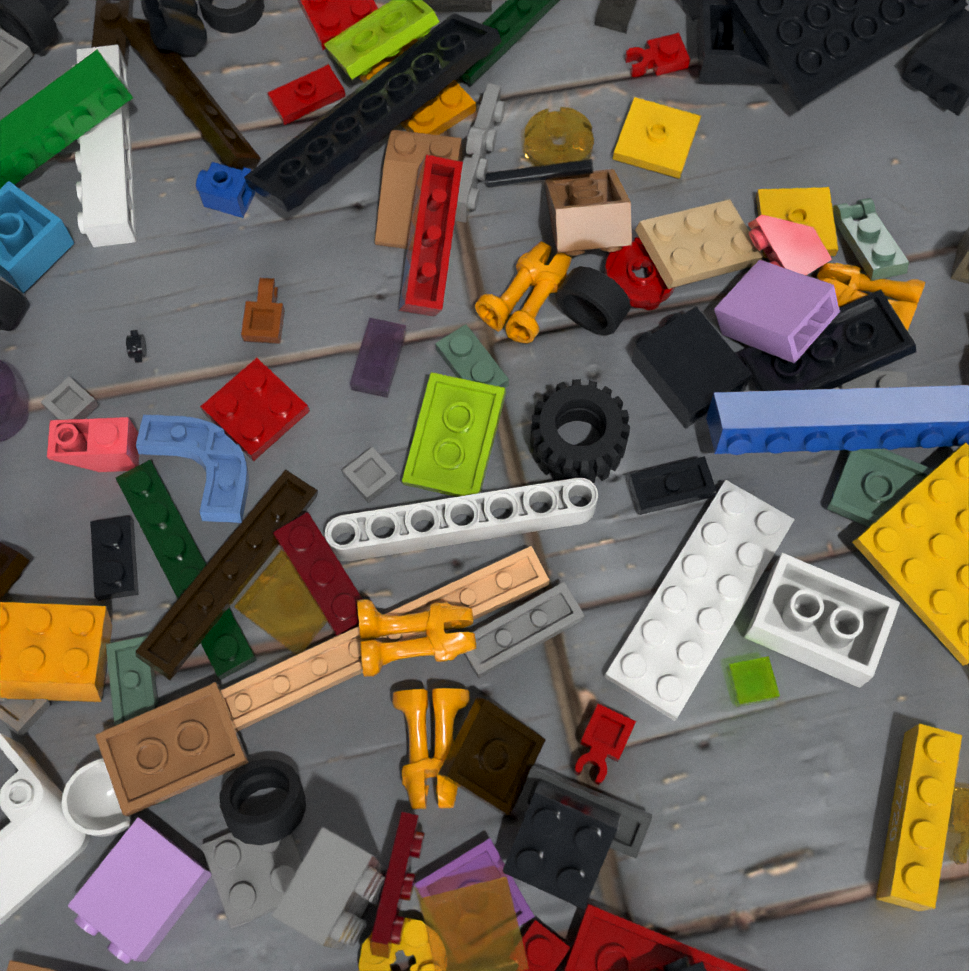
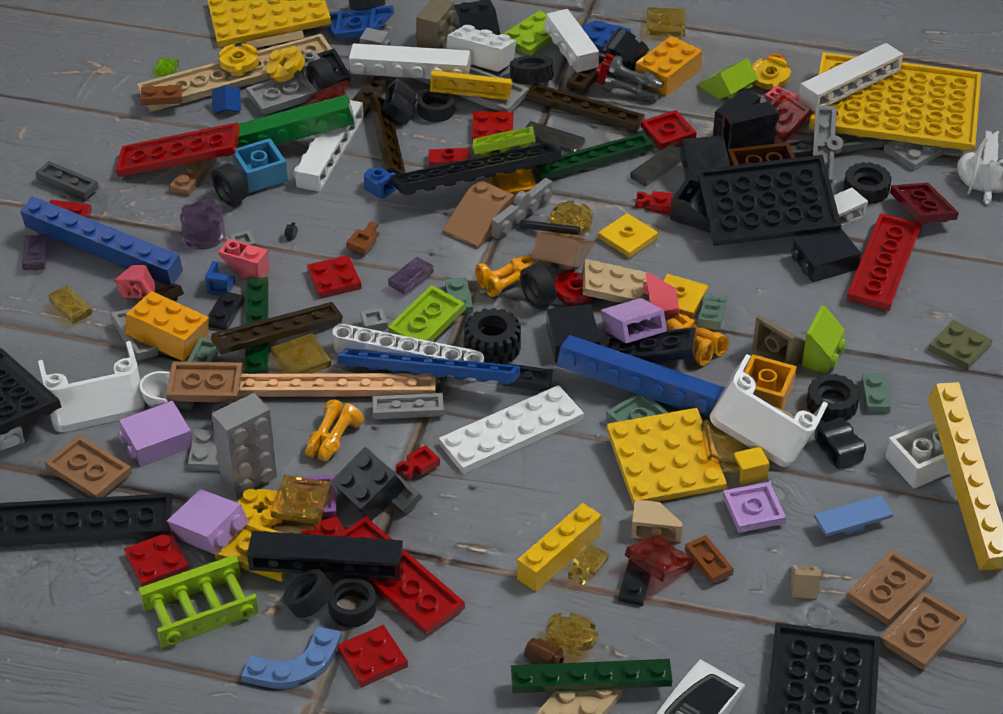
camera: 25 degrees right, 25 degrees down
(54, 55) = (331, 92): none -> clear red plate
(73, 503) = (218, 282): none -> blue panel
(209, 446) = (299, 279): medium blue plate -> none
(320, 572) = (321, 345): dark red plate -> none
(397, 886) = (274, 470): dark red plate -> none
(430, 236) = (468, 228): red brick -> none
(432, 622) = (362, 384): light orange piece -> none
(492, 756) = (354, 435): dark brown plate -> none
(519, 542) = (436, 366): none -> blue plate
(752, 681) = (513, 468): clear neon green plate -> none
(822, 620) = (564, 451): white brick -> none

